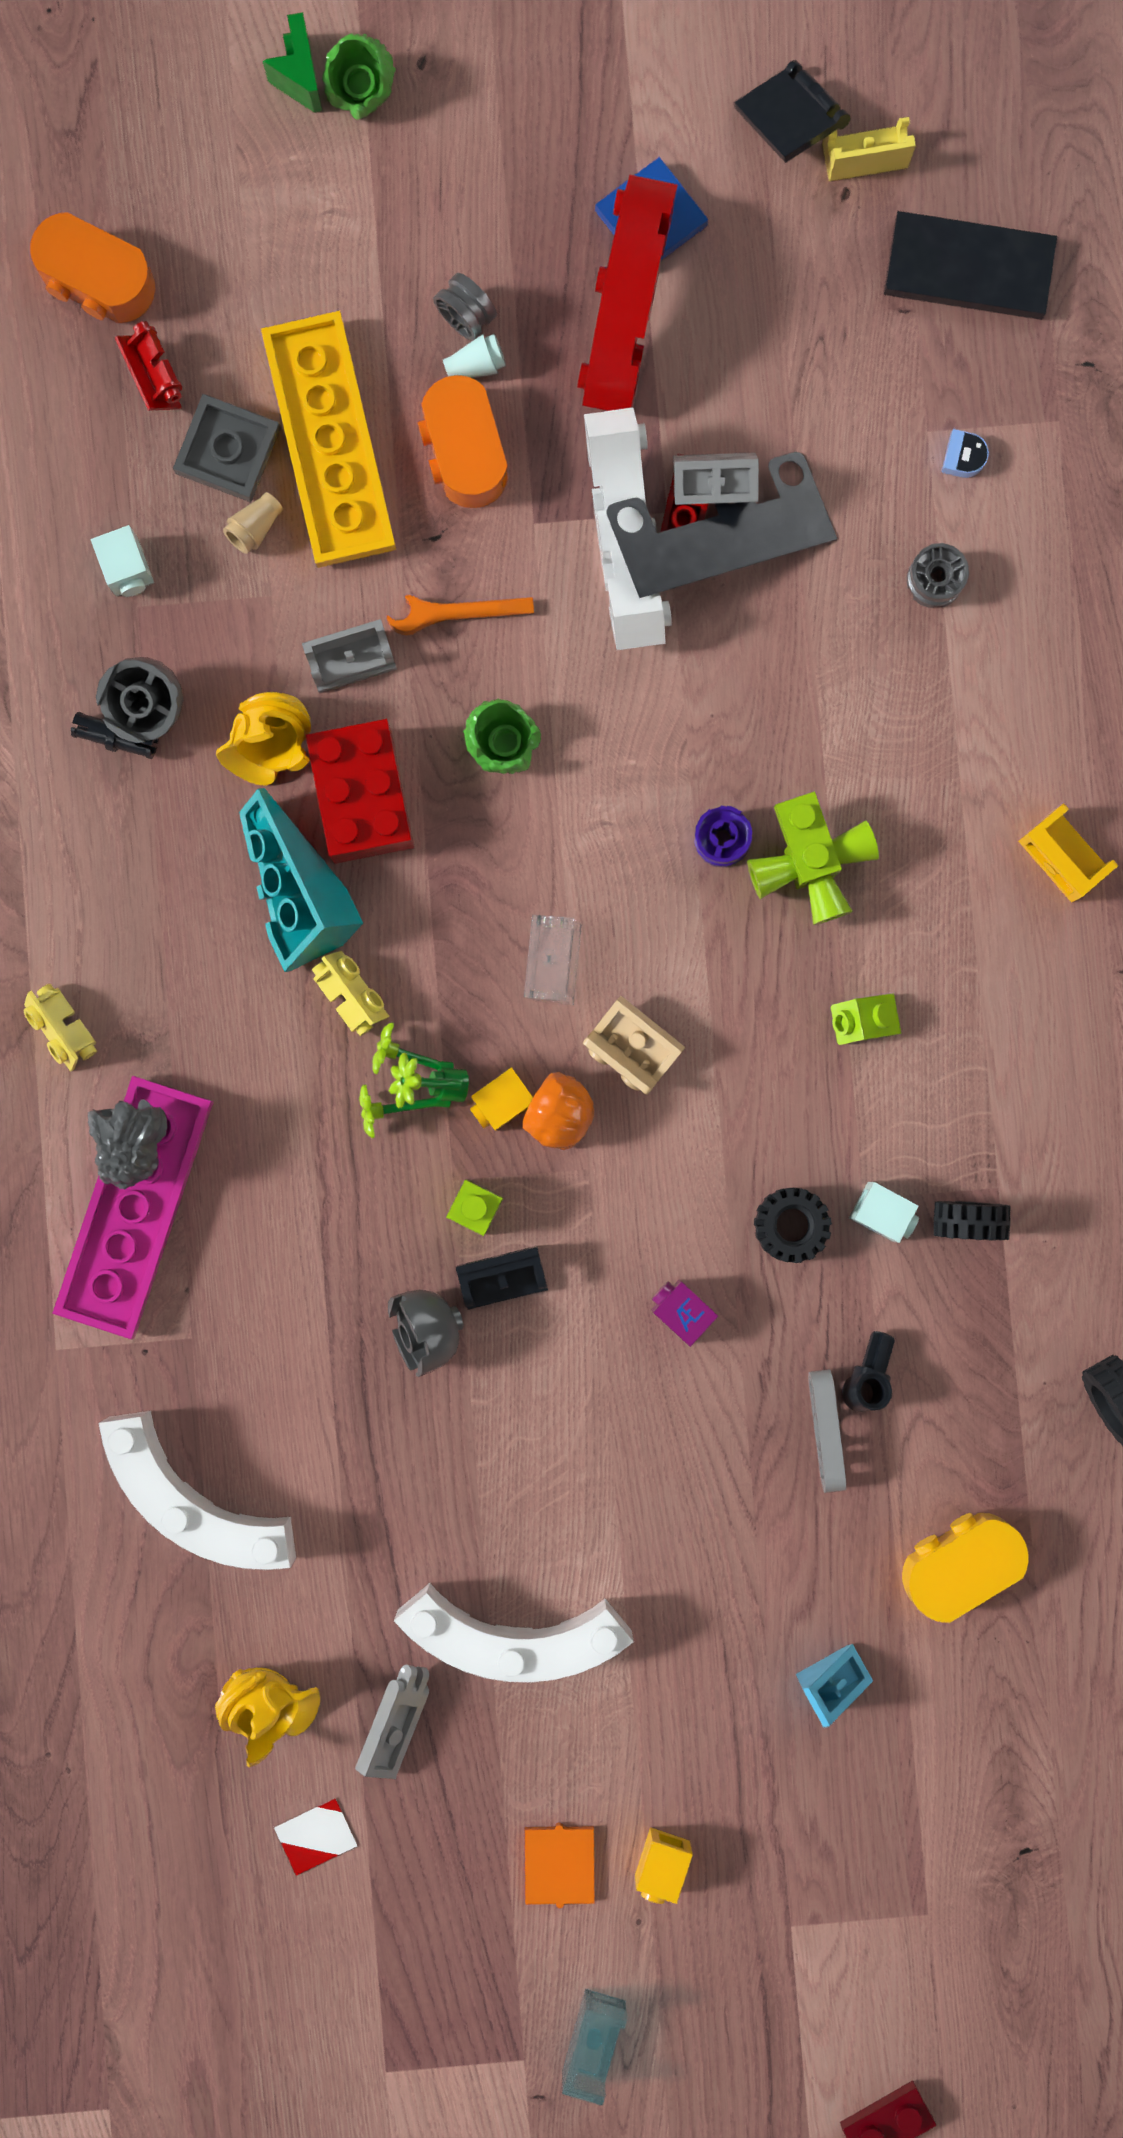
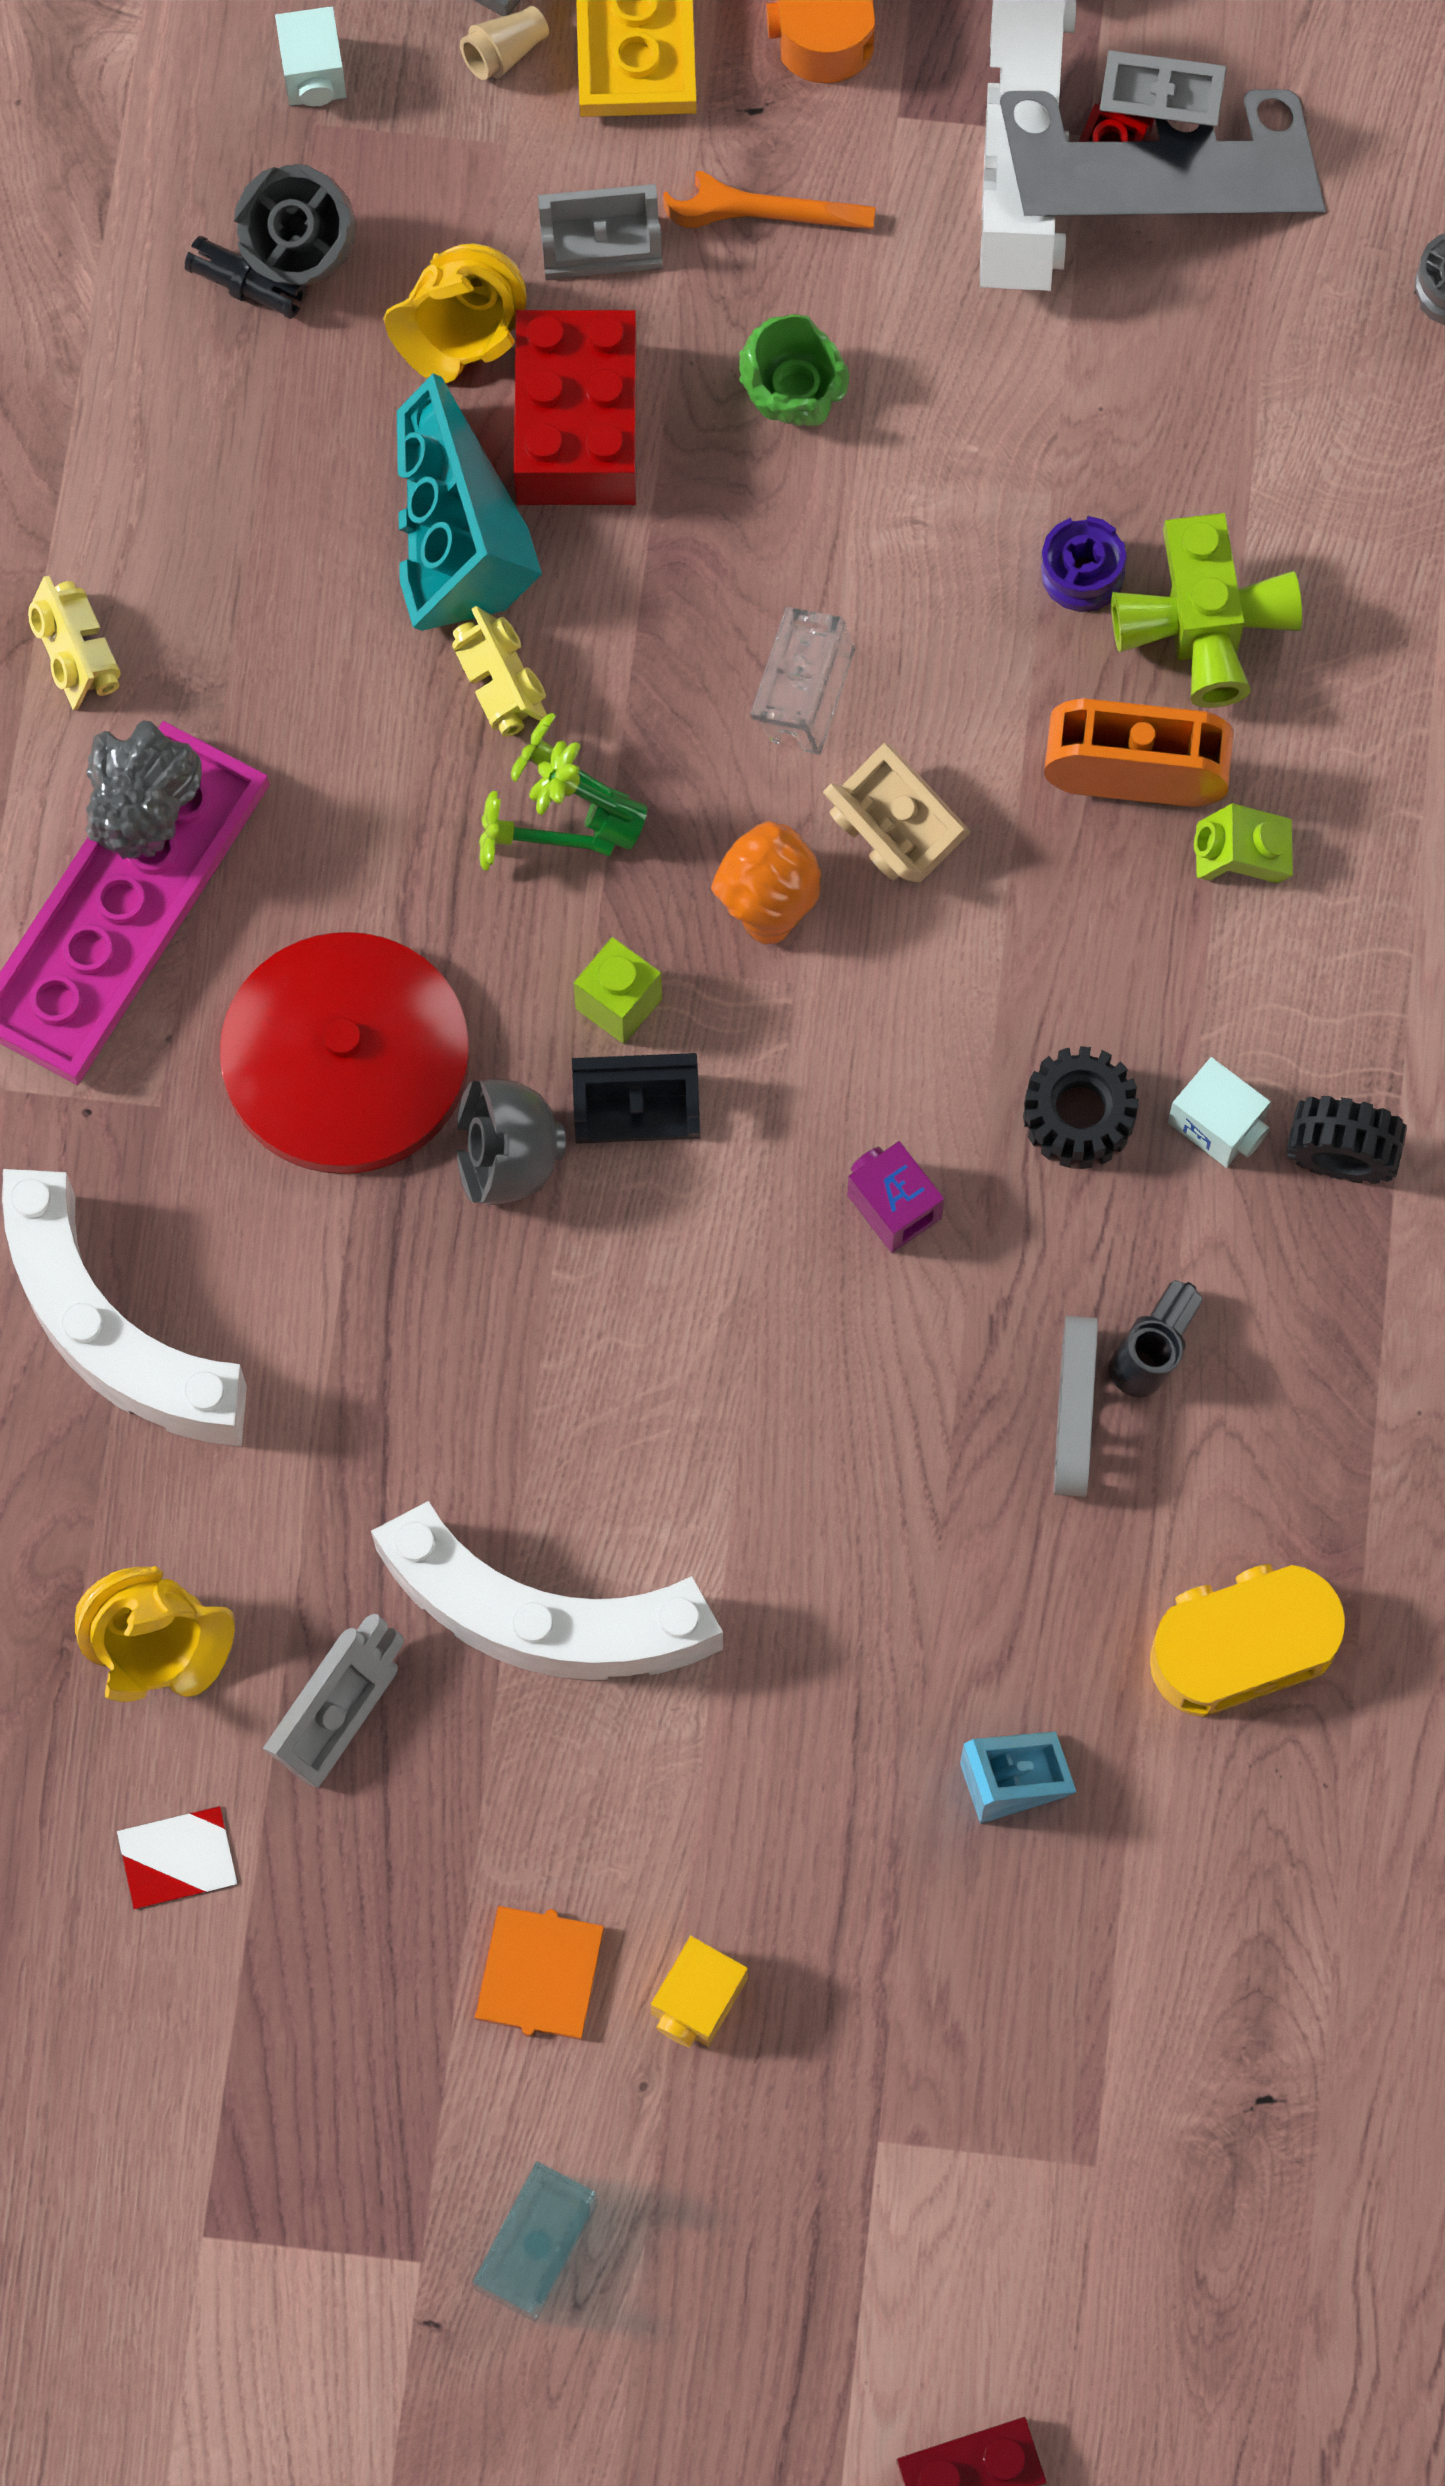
camera: 15 degrees right, 15 degrees down
(304, 1280) = (344, 1052): none -> red dish
(501, 1100) = (685, 853): yellow brick -> none
(788, 975) = (1139, 752): none -> orange brick

